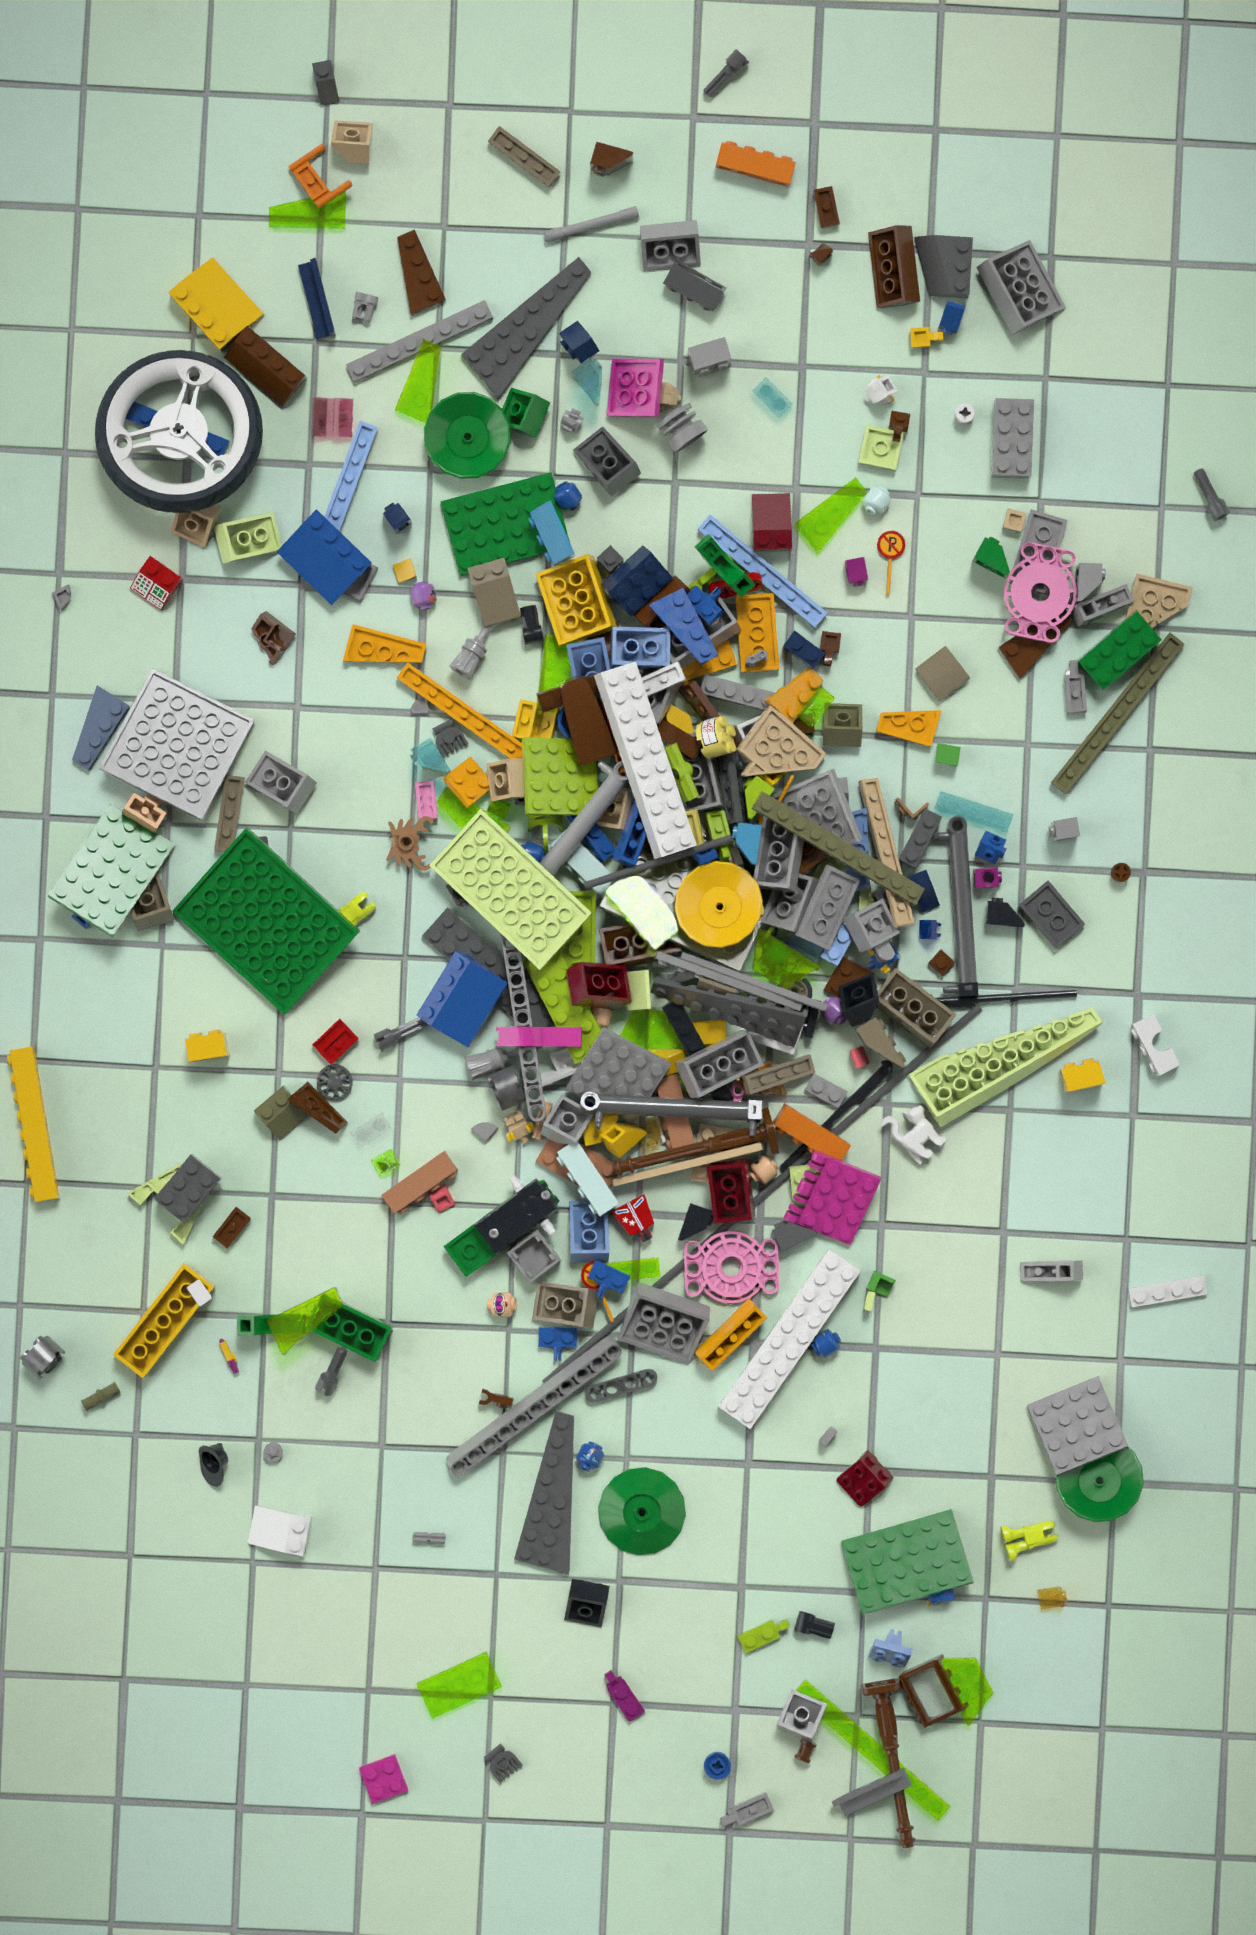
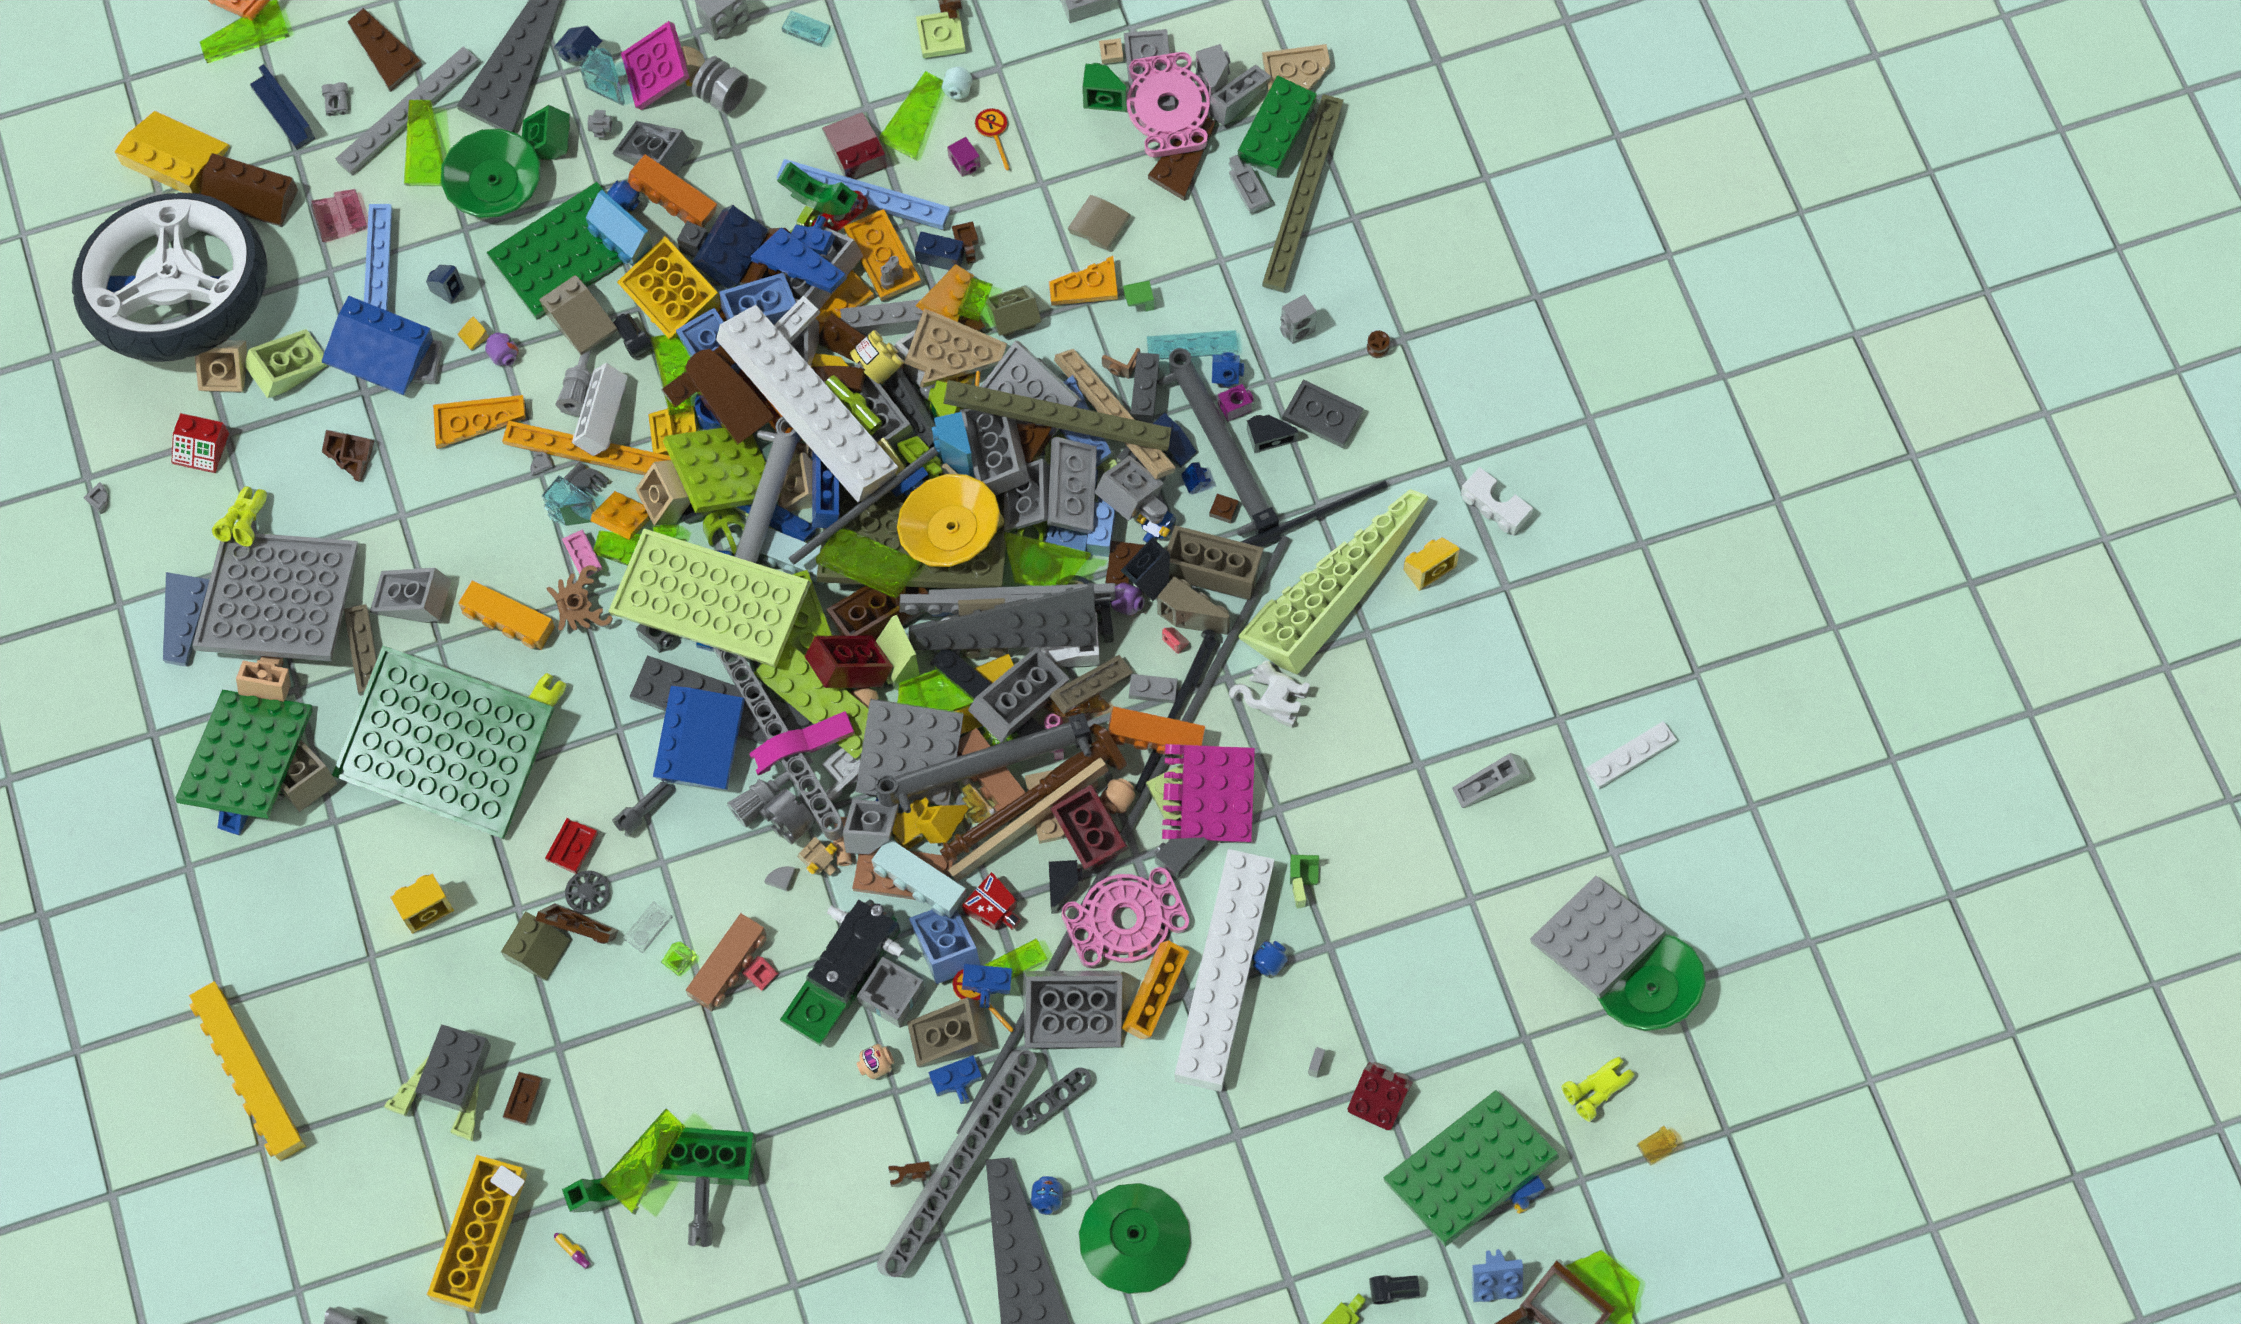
camera: 20 degrees left, 20 degrees down
(175, 660) = (245, 512): none -> neon yellow piece
(350, 830) = (506, 615): none -> light orange brick
(482, 685) = (600, 409): none -> white brick
(607, 512) = (671, 192): none -> orange brick

